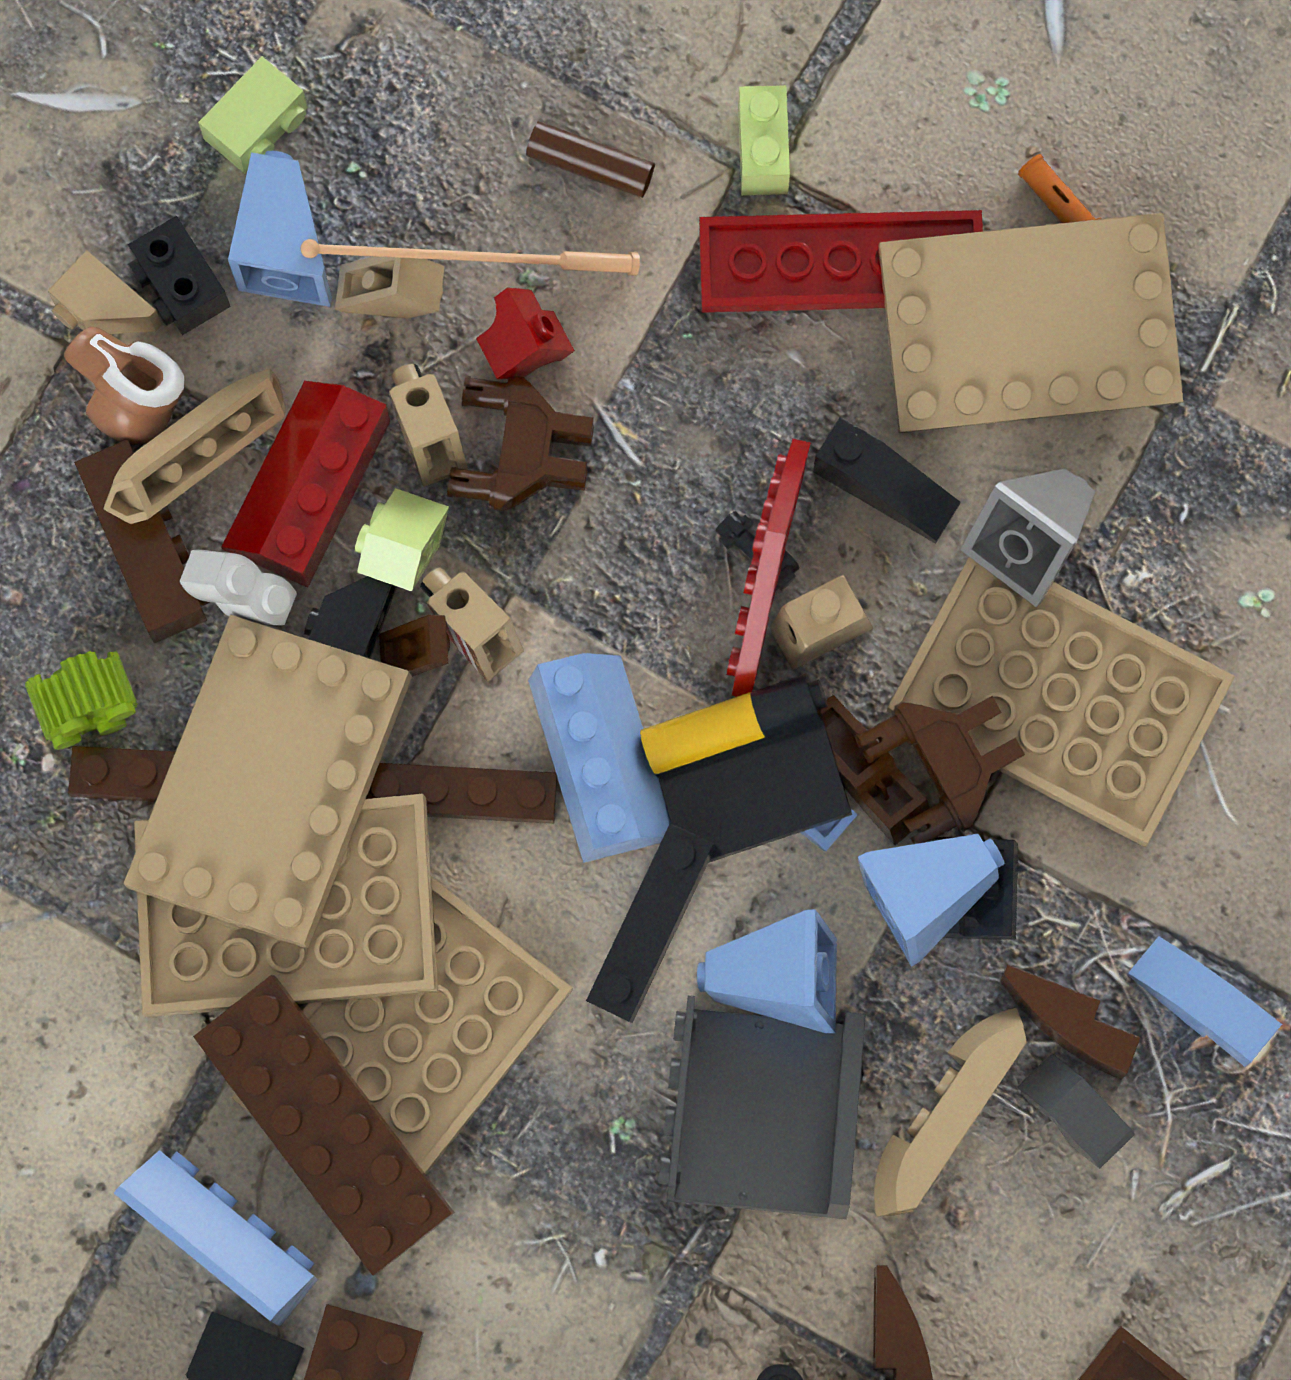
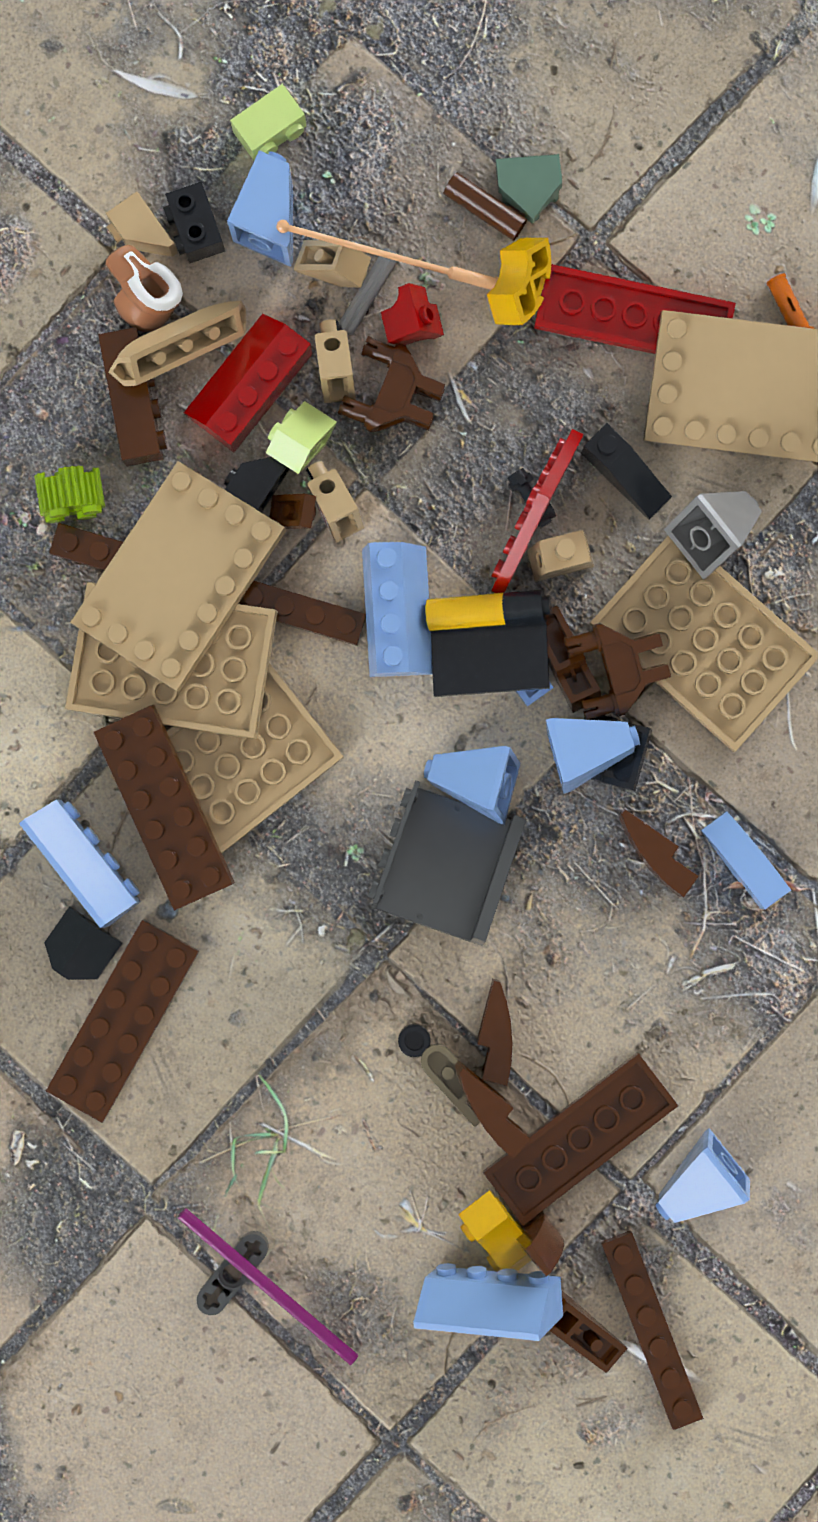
camera: 10 degrees right, 10 degrees up
(238, 587) = (186, 444): white brick -> none
(449, 317) = (367, 293): none -> light grey axle
(645, 113) = (529, 183): none -> sand green slope
(651, 923) = (403, 726): black plate -> none
(666, 249) = (521, 281): none -> yellow brick
(763, 140) = (603, 220): yellowish green brick -> none
(985, 1058) = (596, 863): tan brick -> none
(1076, 1110) = (645, 911): dark grey slope -> none

